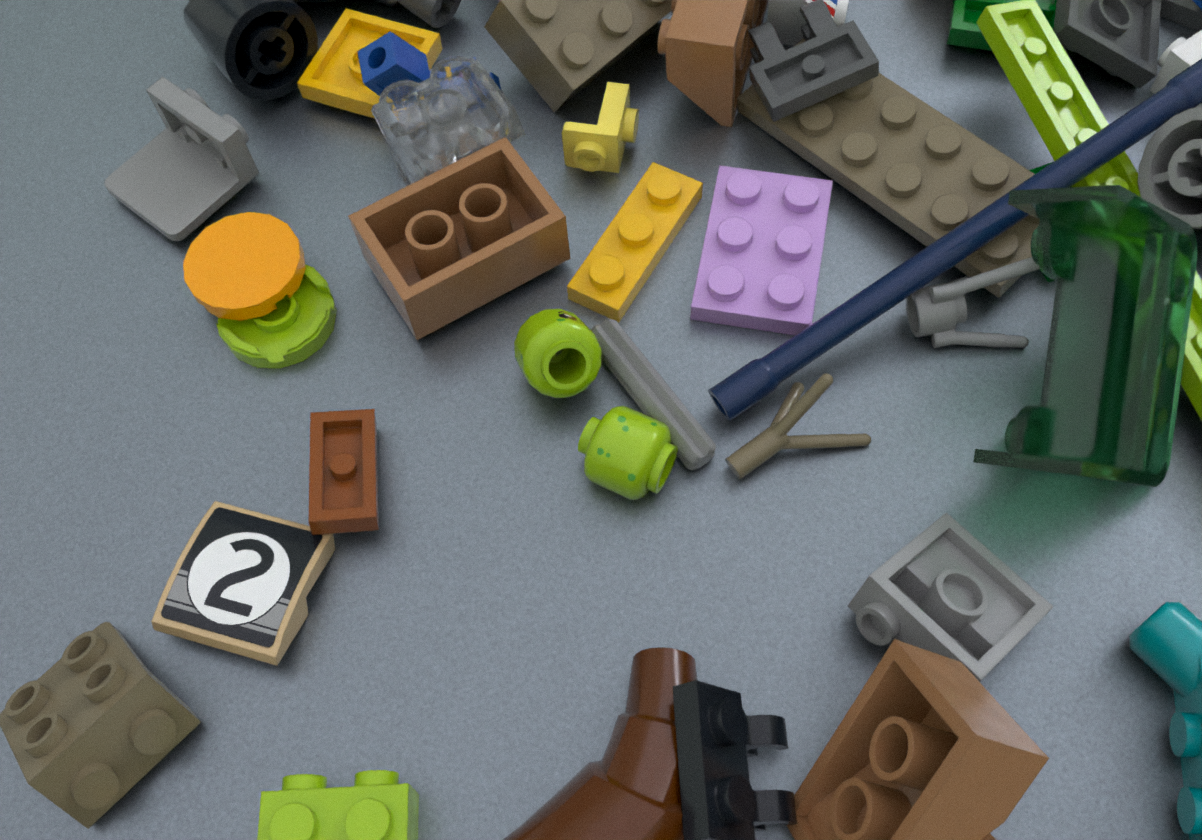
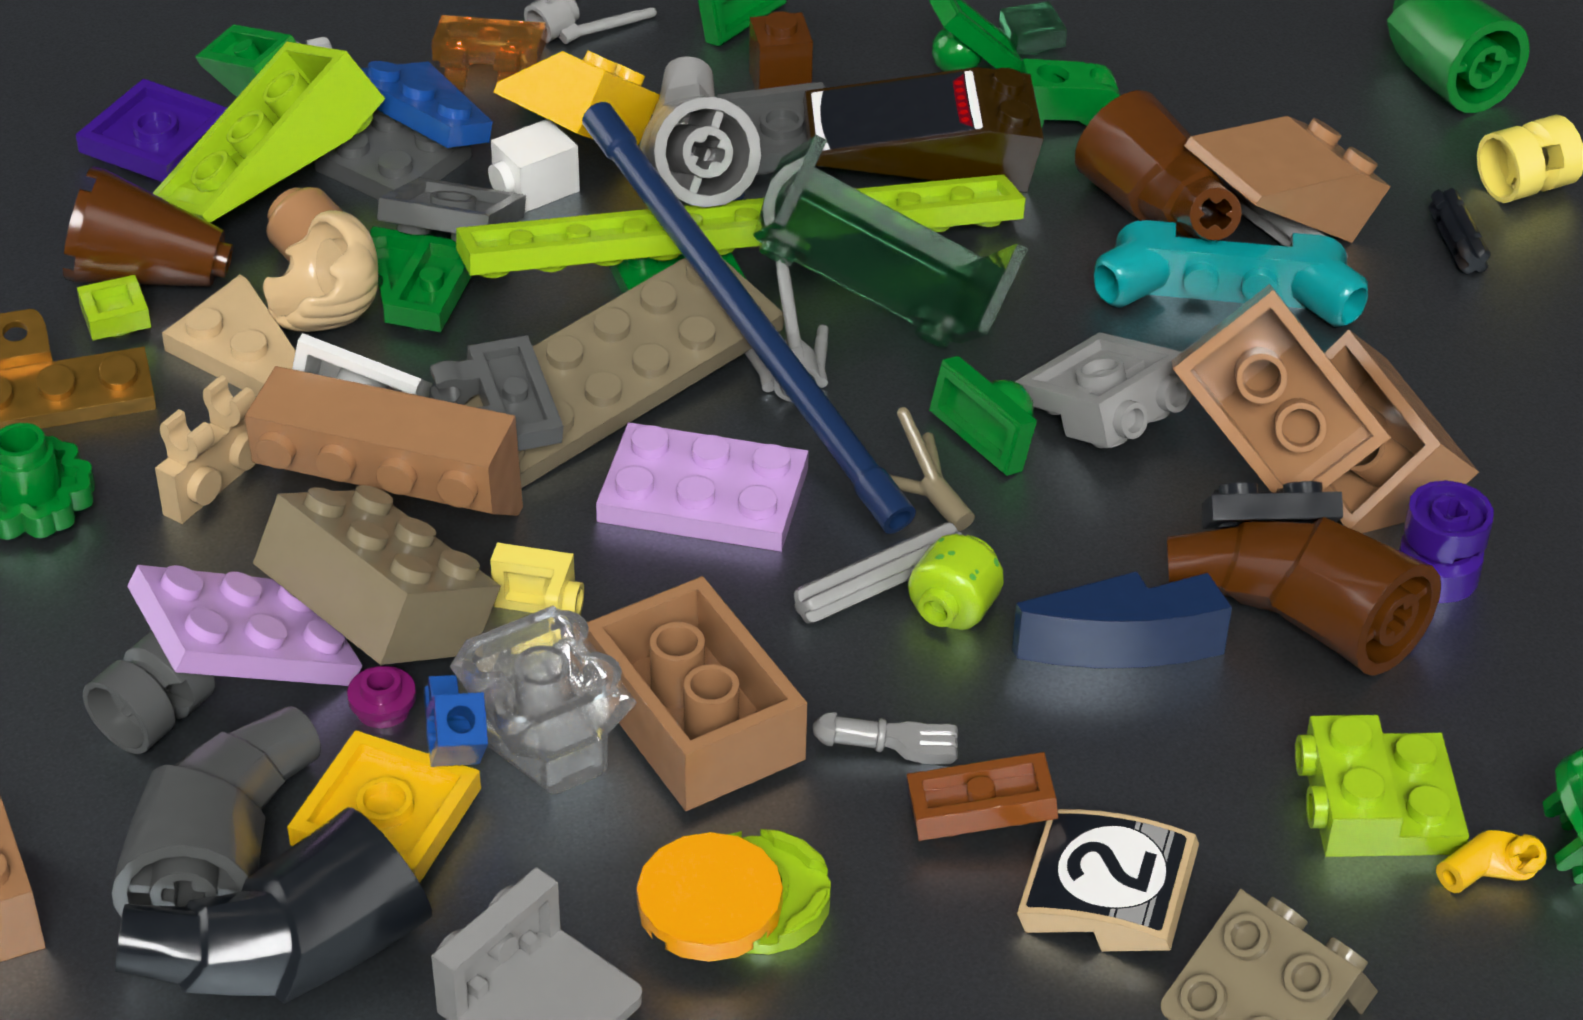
camera: 95 degrees left, 20 degrees down
(437, 424) = (912, 740): none -> light grey piece
(490, 55) = (381, 696): none -> magenta plate
(557, 353) = (846, 620): lime head -> none
(570, 614) = (1124, 624): none -> dark blue slope
(635, 242) = (651, 564): yellow plate -> none
(897, 498) = (986, 414): none -> green tile

